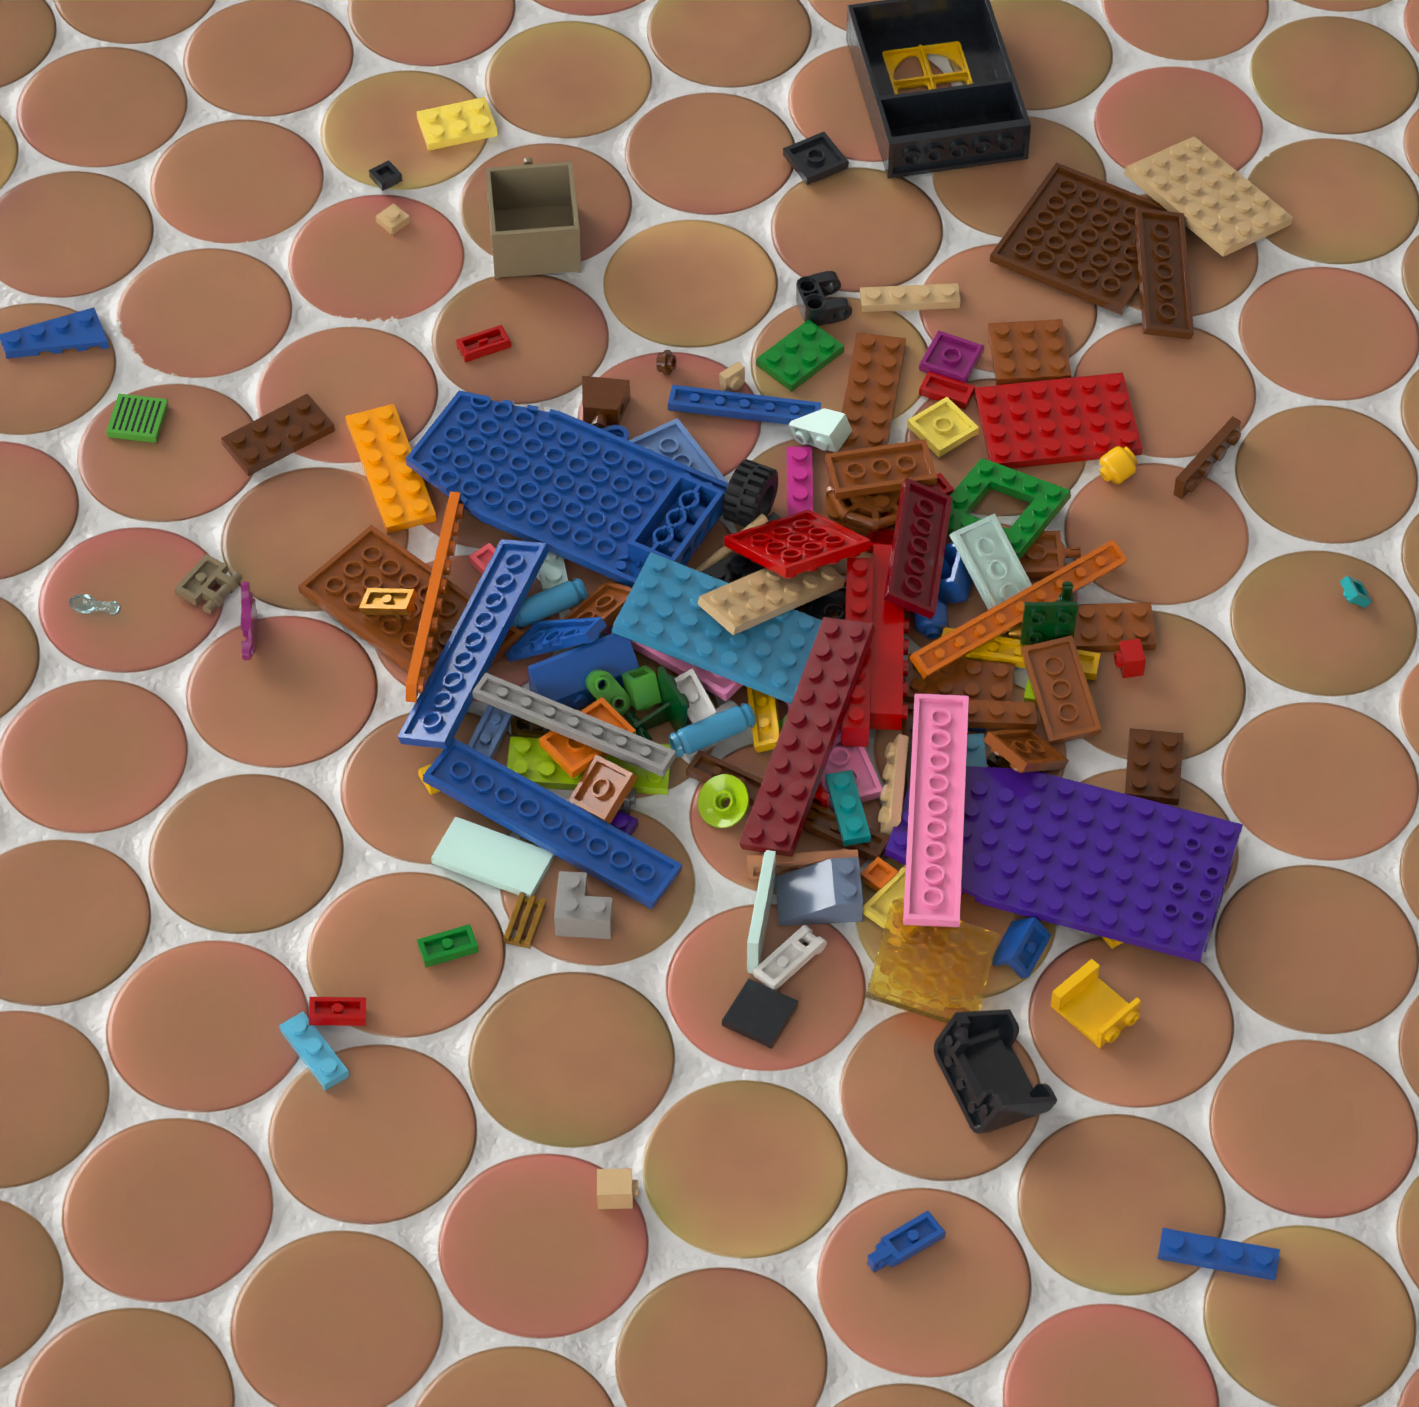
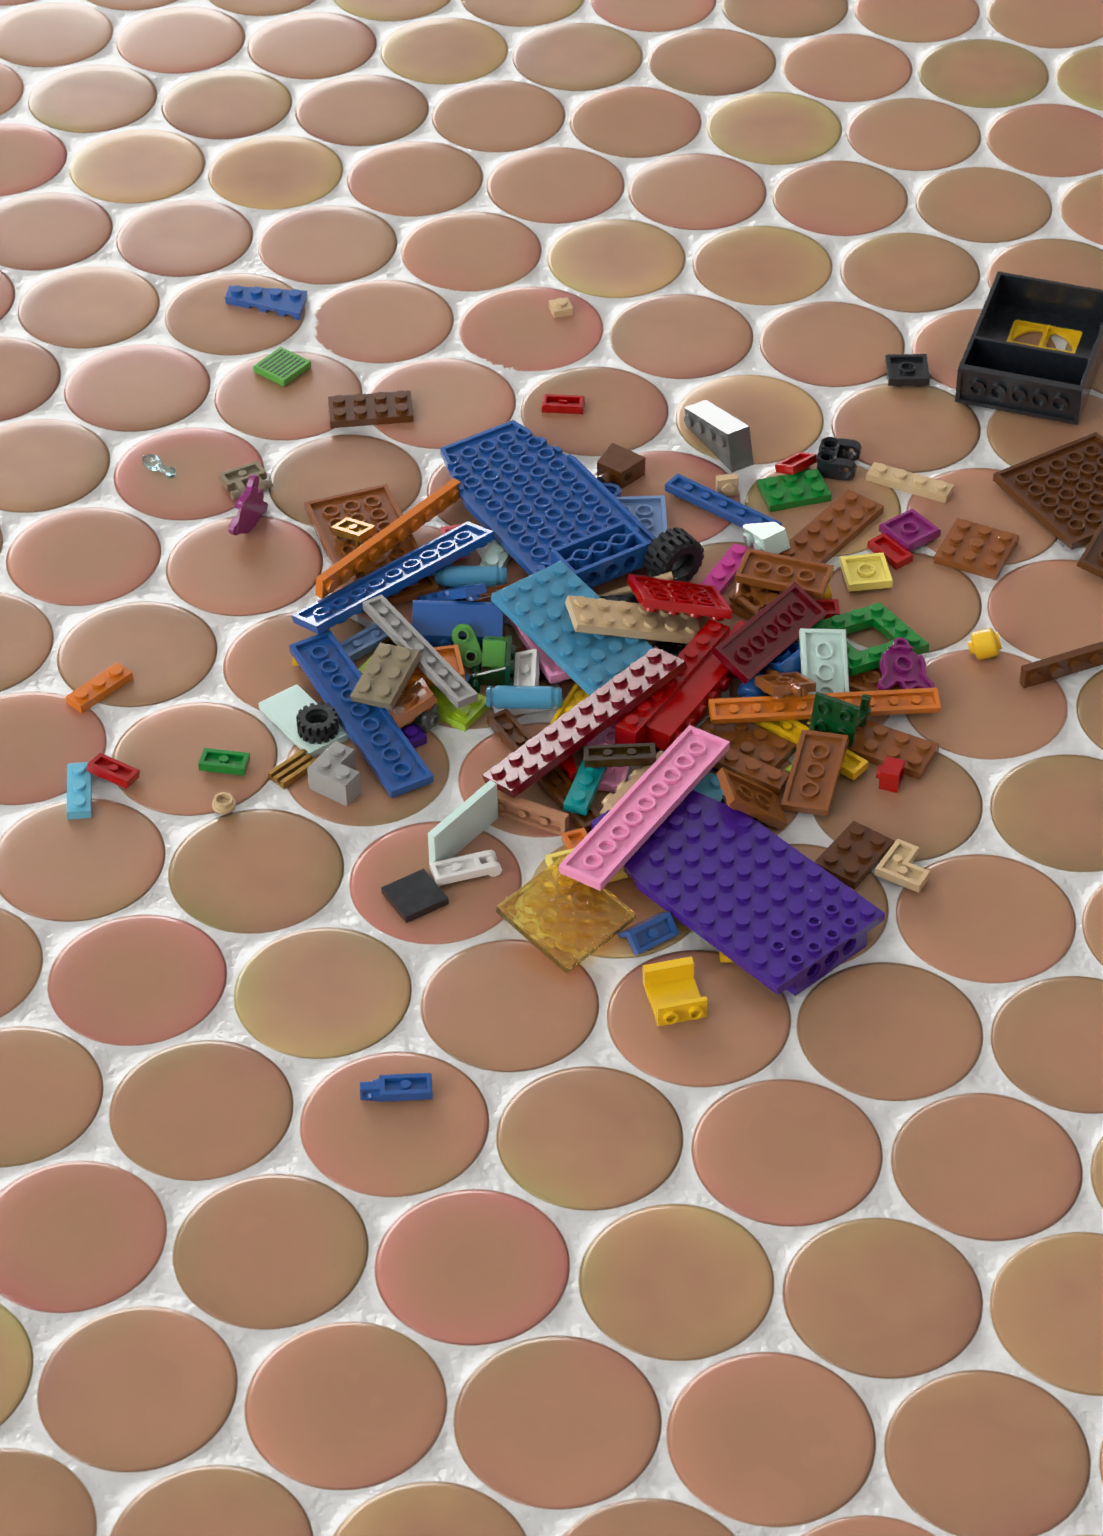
camera: 30 degrees right, 10 degrees down
(239, 914) = (99, 687): none -> orange plate
(385, 175) = (576, 278): black plate -> none
(394, 485) = (425, 467): light orange plate -> none
(457, 123) = (655, 265): light yellow plate -> none
(483, 996) = (223, 803): none -> tan plate
(522, 869) = (317, 732): none -> black tyre
(533, 219) = (654, 333): dark tan piece -> none
(561, 770) = (386, 676): none -> dark tan plate
(616, 1188) = (213, 961): tan brick -> none
(666, 362) = (686, 458): reddish brown plate -> none
(683, 315) = (721, 433): none -> dark grey wedge
(712, 800) = (496, 746): lime dish -> none
(784, 322) = (796, 463): none -> red tile
(821, 893) = (524, 836): sand blue slope -> none
(869, 760) = (619, 755): none -> dark brown plate
(973, 602) = (784, 684): none -> dark orange plate
(986, 1072) = (555, 999): black windscreen -> none
(1057, 420) = (962, 600): red plate -> none
(1067, 531) = (903, 668): none -> magenta tile
(1208, 765) = (898, 866): none -> tan plate
(1218, 1254) = (637, 1203): blue plate -> none

